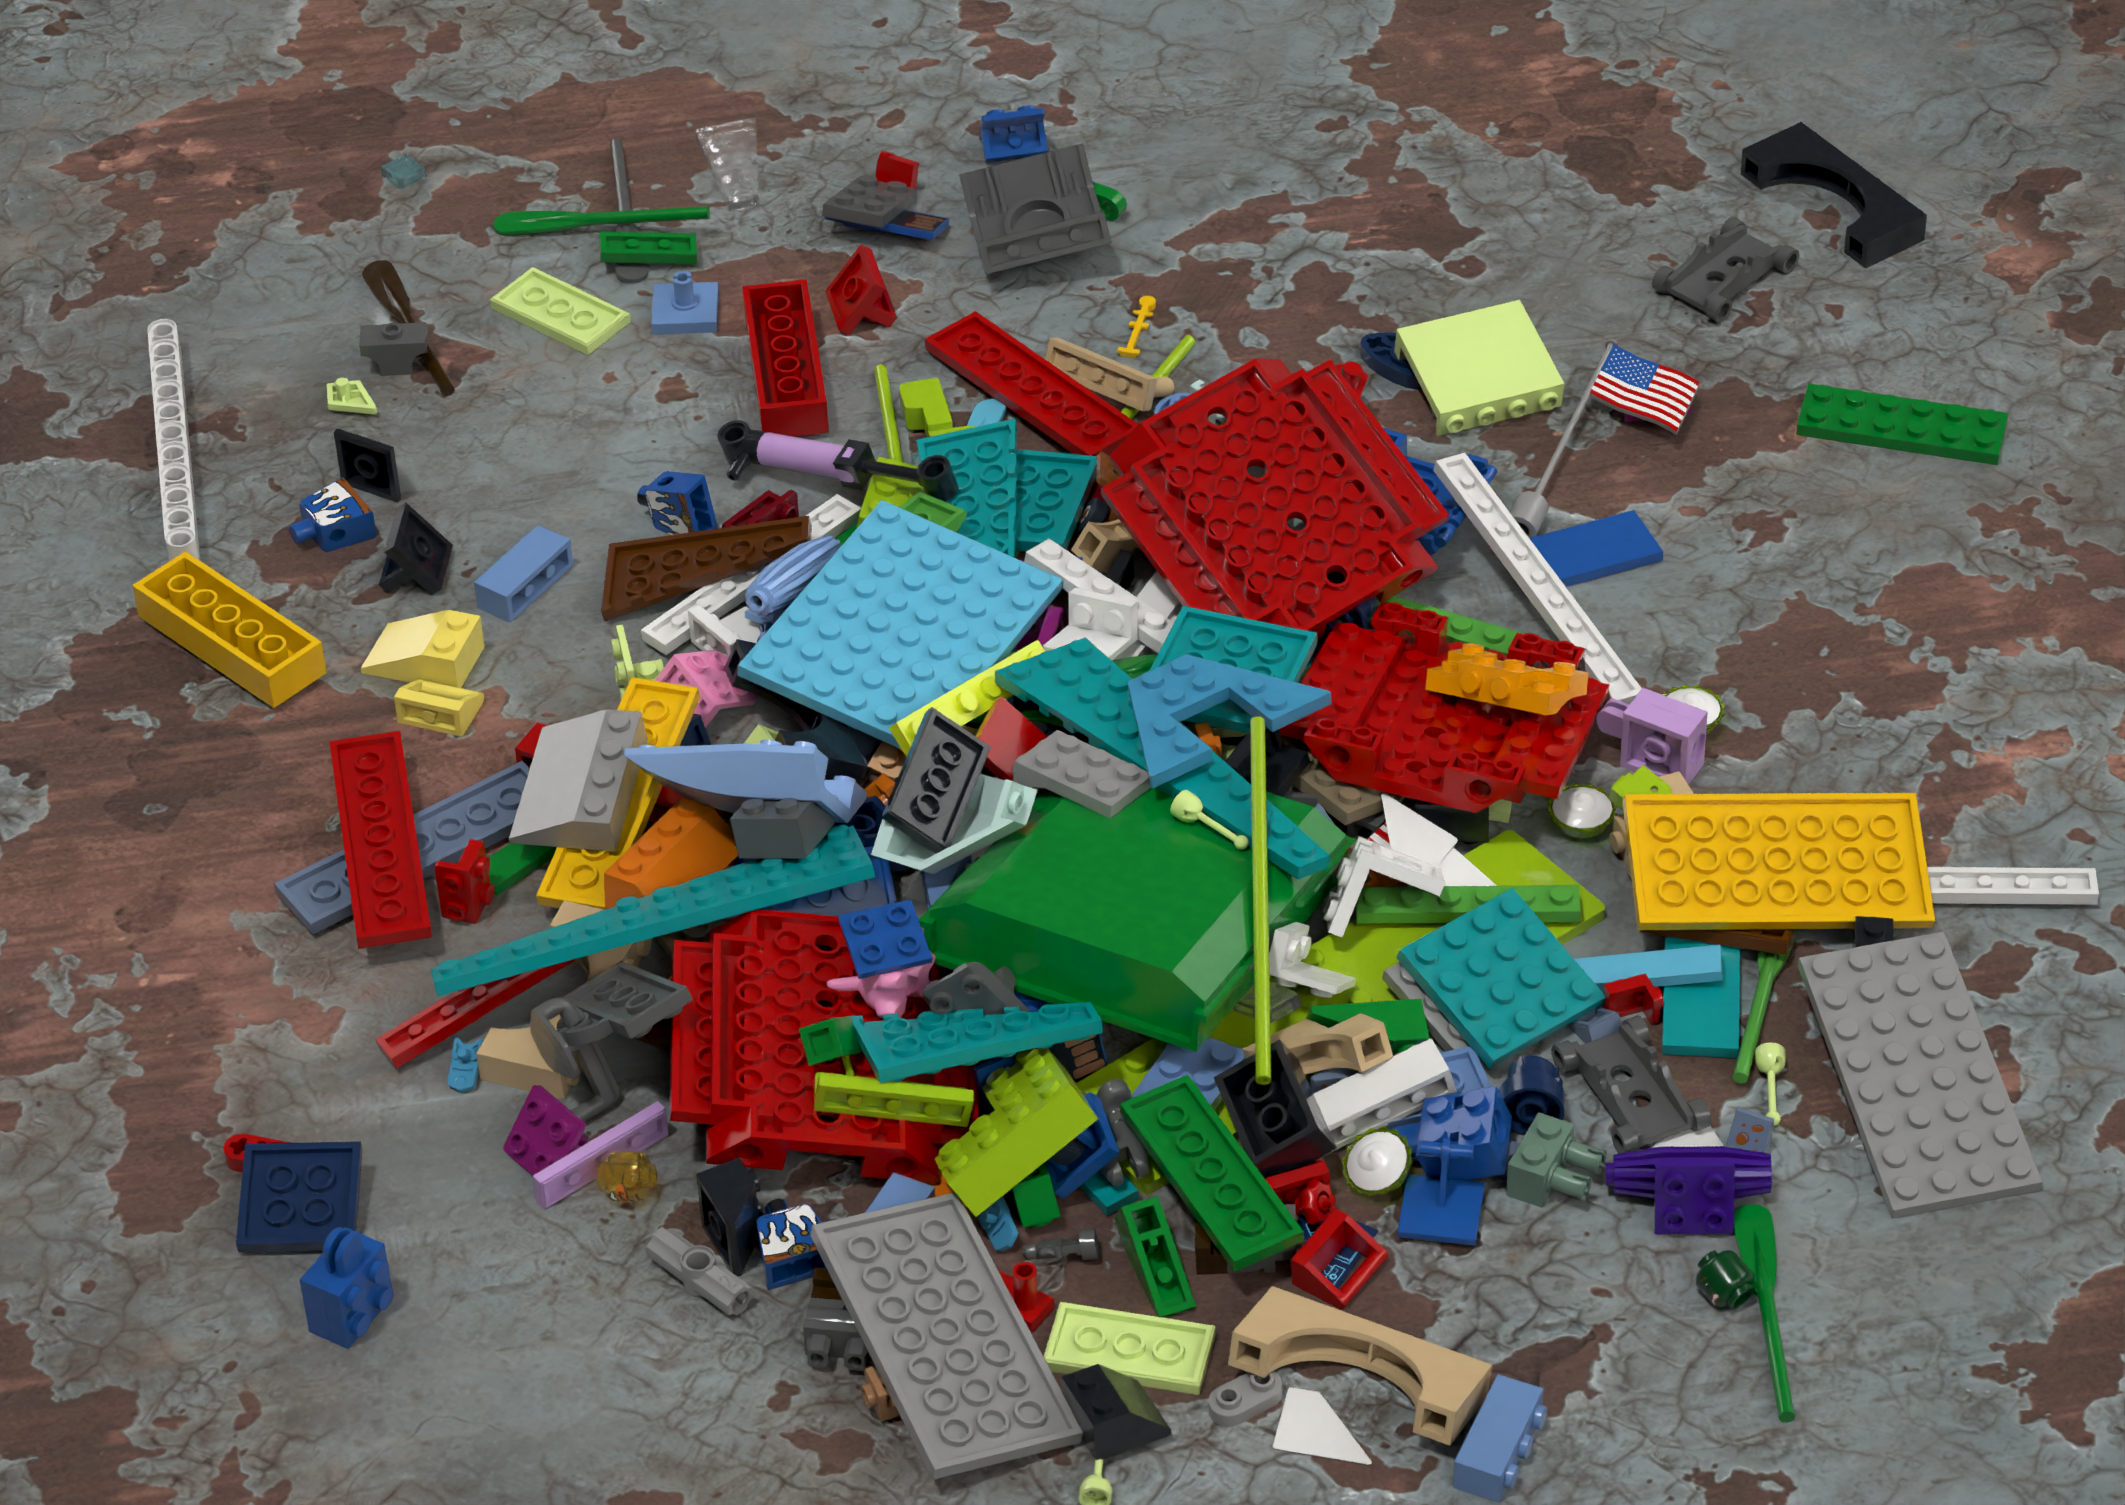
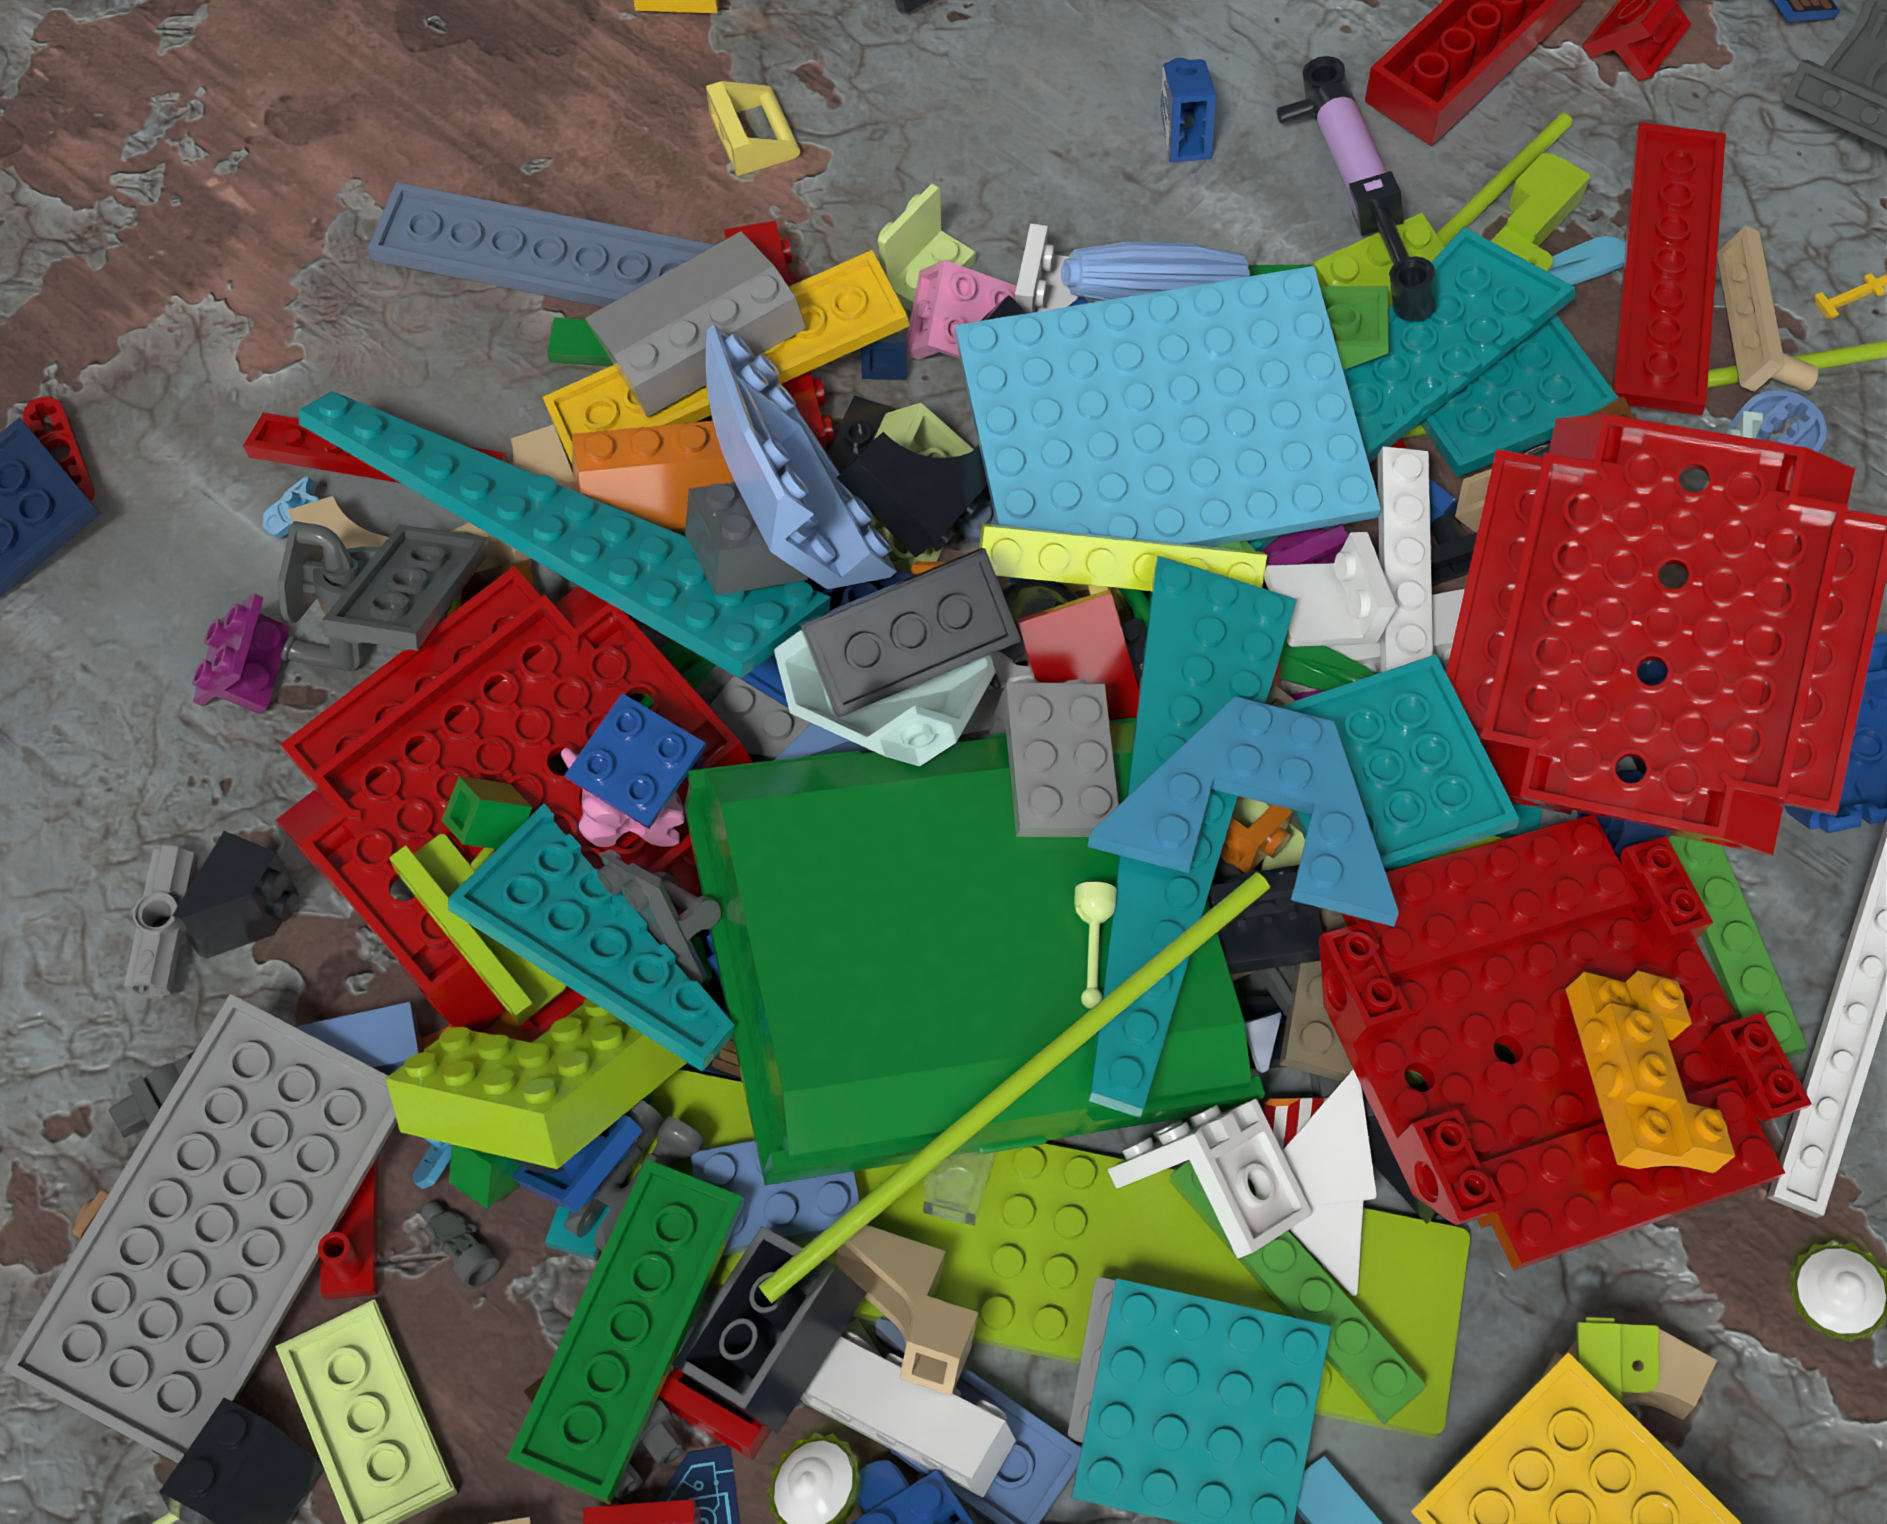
camera: 50 degrees right, 20 degrees up
(379, 840) = (506, 219): red plate -> none
(428, 648) = (812, 67): light yellow slope -> none
(465, 886) = (510, 330): red bracket -> none
(523, 573) = (981, 57): medium blue brick -> none
(582, 1164) = (234, 710): lavender tile -> none
(626, 1176) = (239, 759): clear yellow head -> none
(671, 565) = (1115, 168): reddish brown wing -> none
(720, 597) = (1251, 235): white plate -> none
(766, 508) = (1246, 185): dark red bracket -> none
(786, 1243) = (262, 969): torso -> none
(1154, 1256) = (500, 1350): green slope -> none
(1285, 957) = (1019, 1192): white bracket -> none
(1315, 1202) = (709, 1464): red piece -> none
(1402, 1019) = (1013, 1340): green slope -> none
(1582, 810) = (1564, 1292): white piece -> none
(1657, 733) = (1753, 1291): lavender brick -> none

